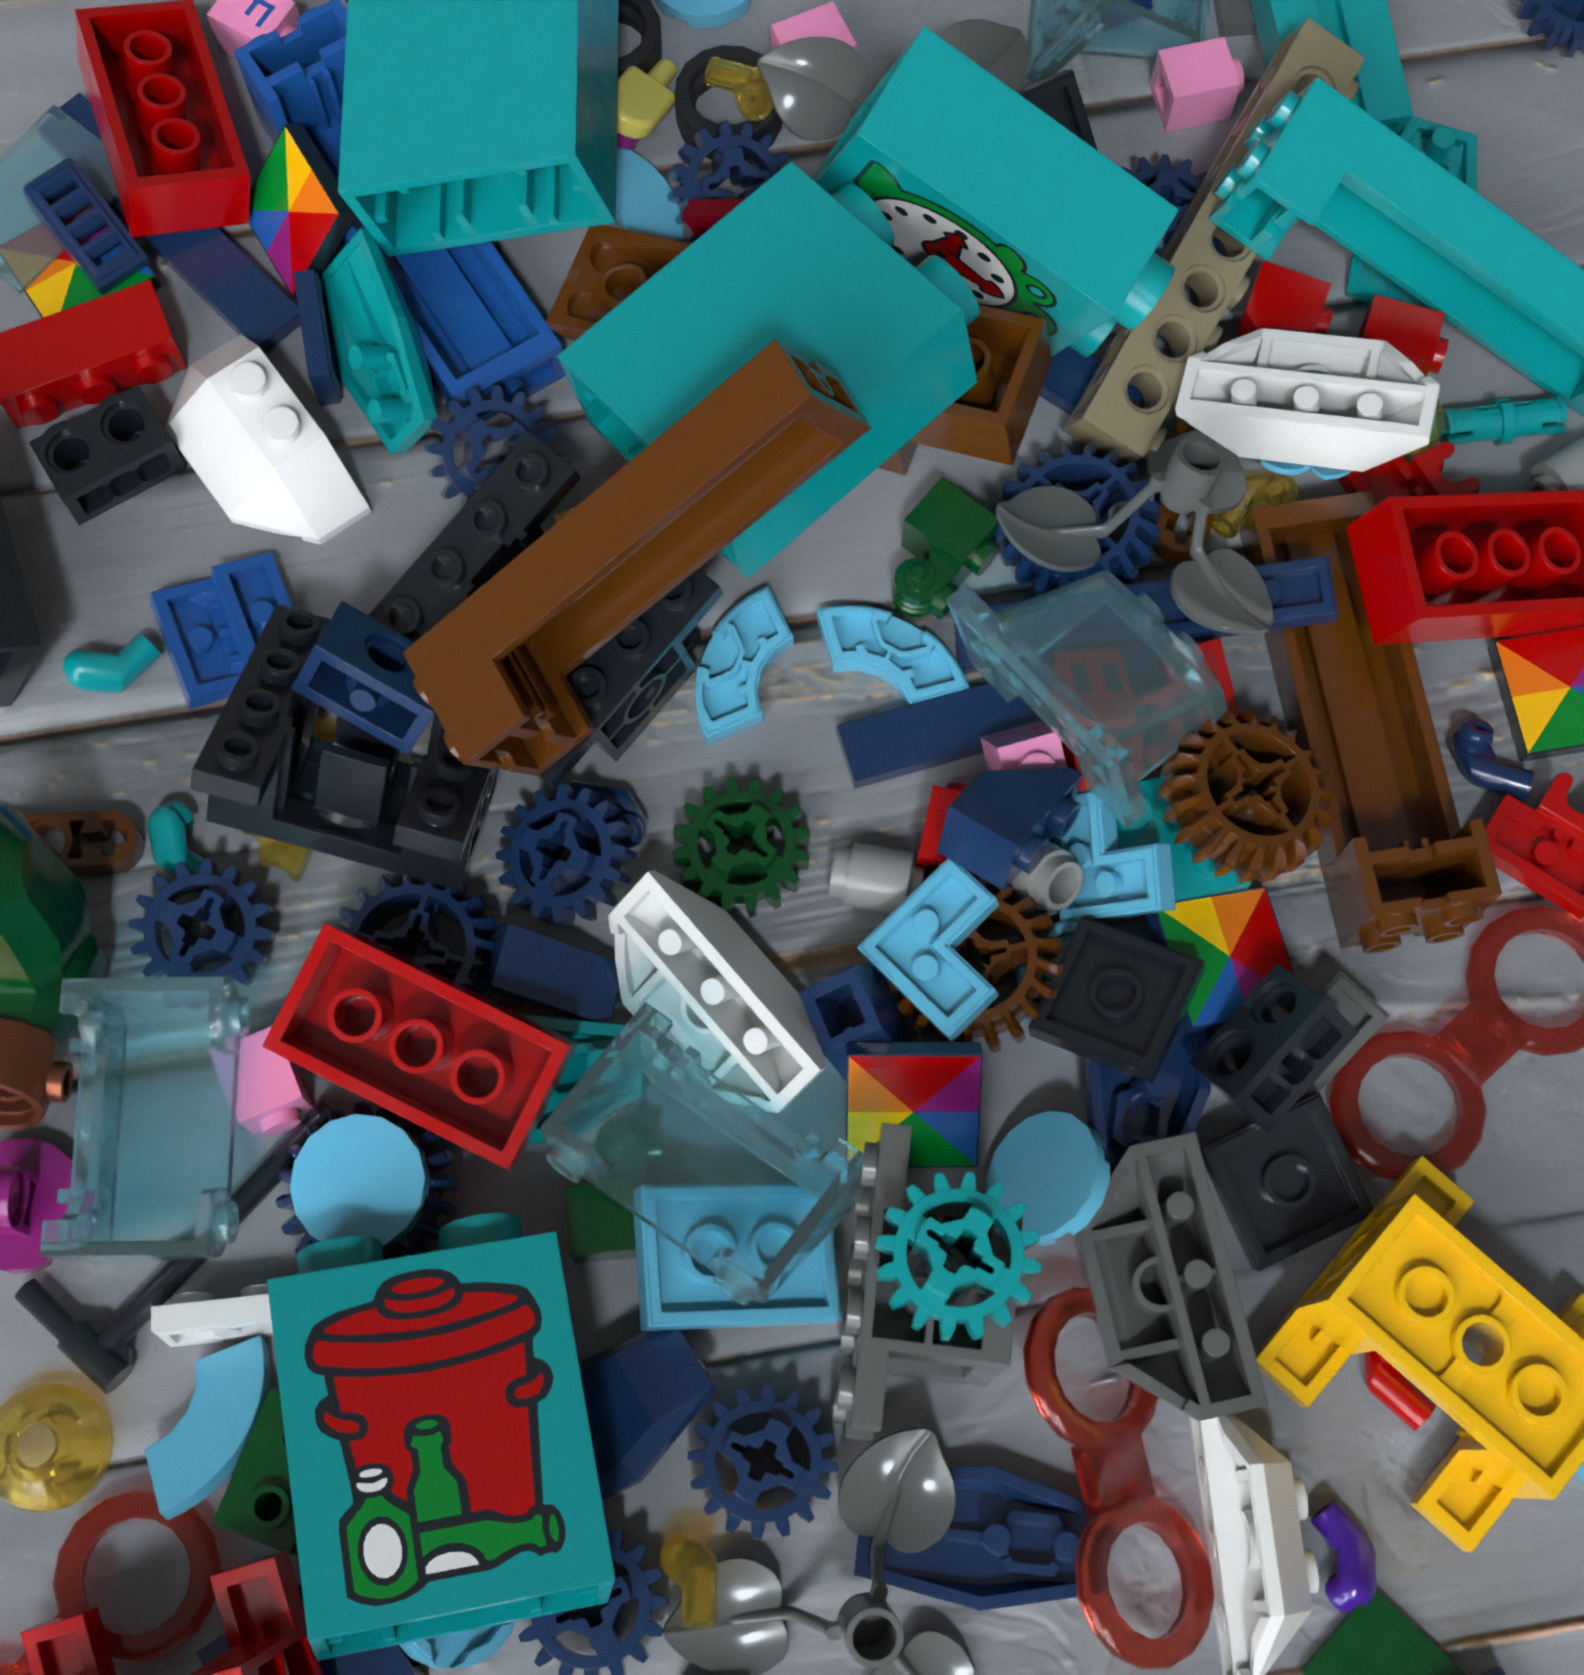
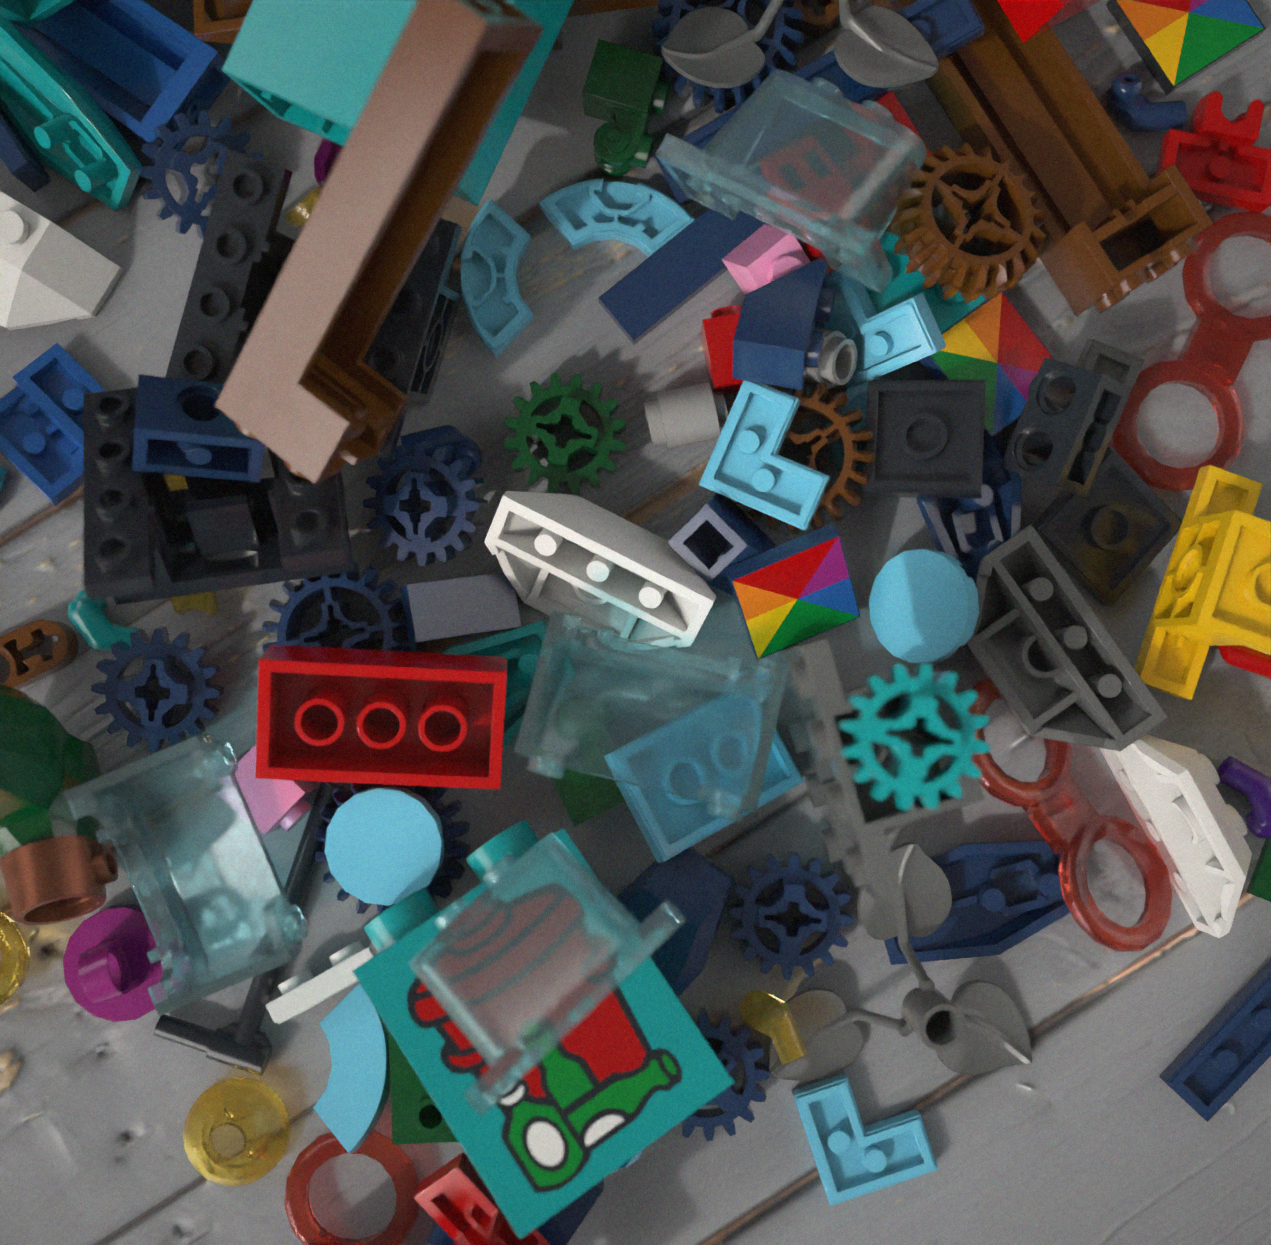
camera: 20 degrees left, 15 degrees up
(462, 1338) = (532, 959): none -> clear light blue windscreen

